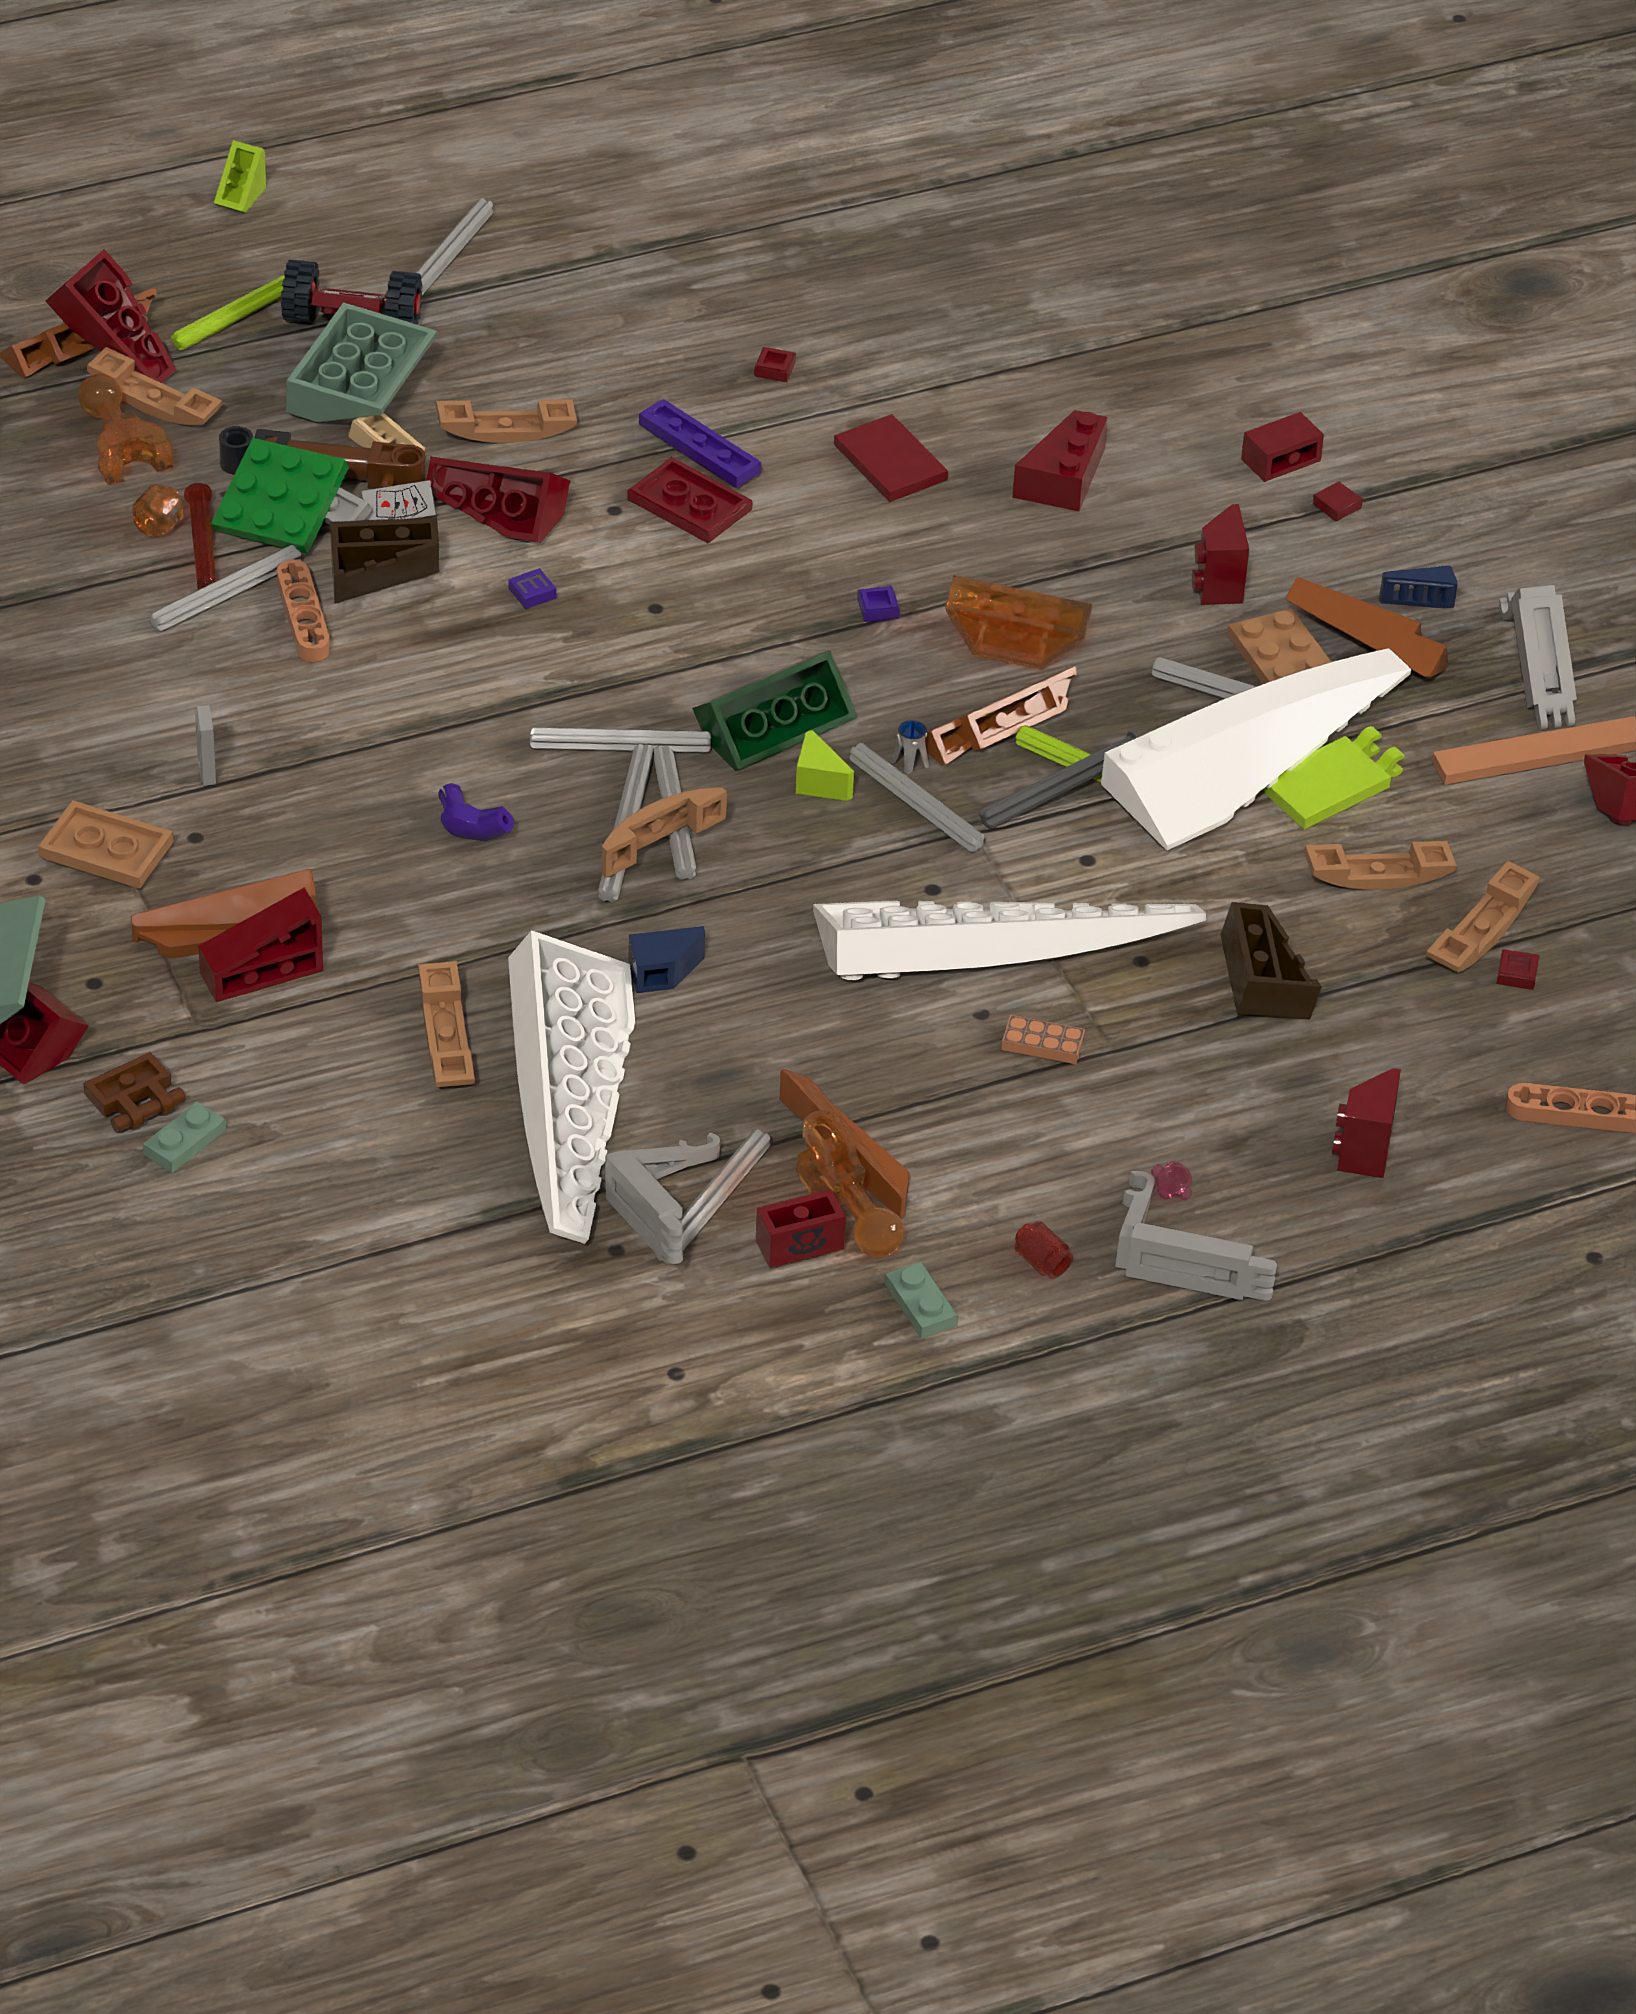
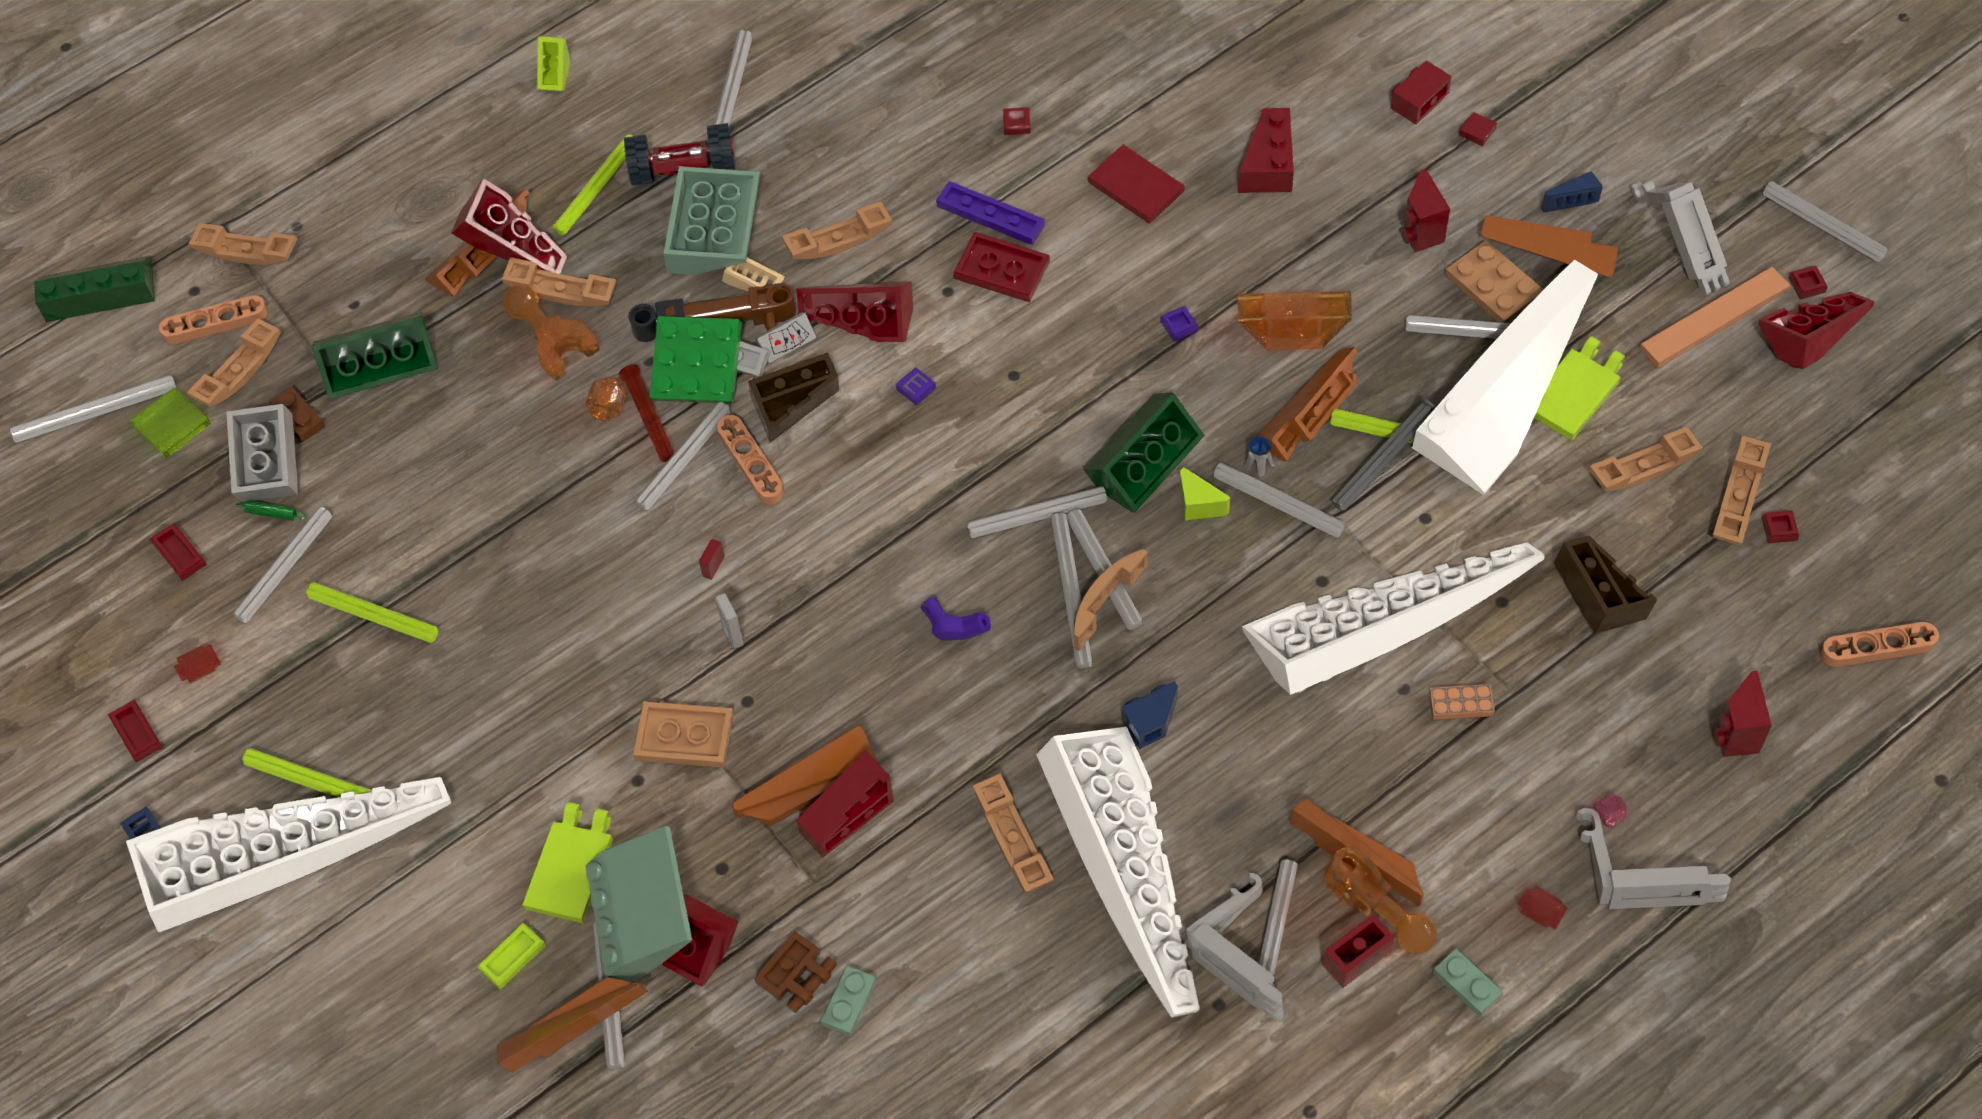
camera: 10 degrees left, 15 degrees up
(214, 688) = (711, 559): none -> dark red tile

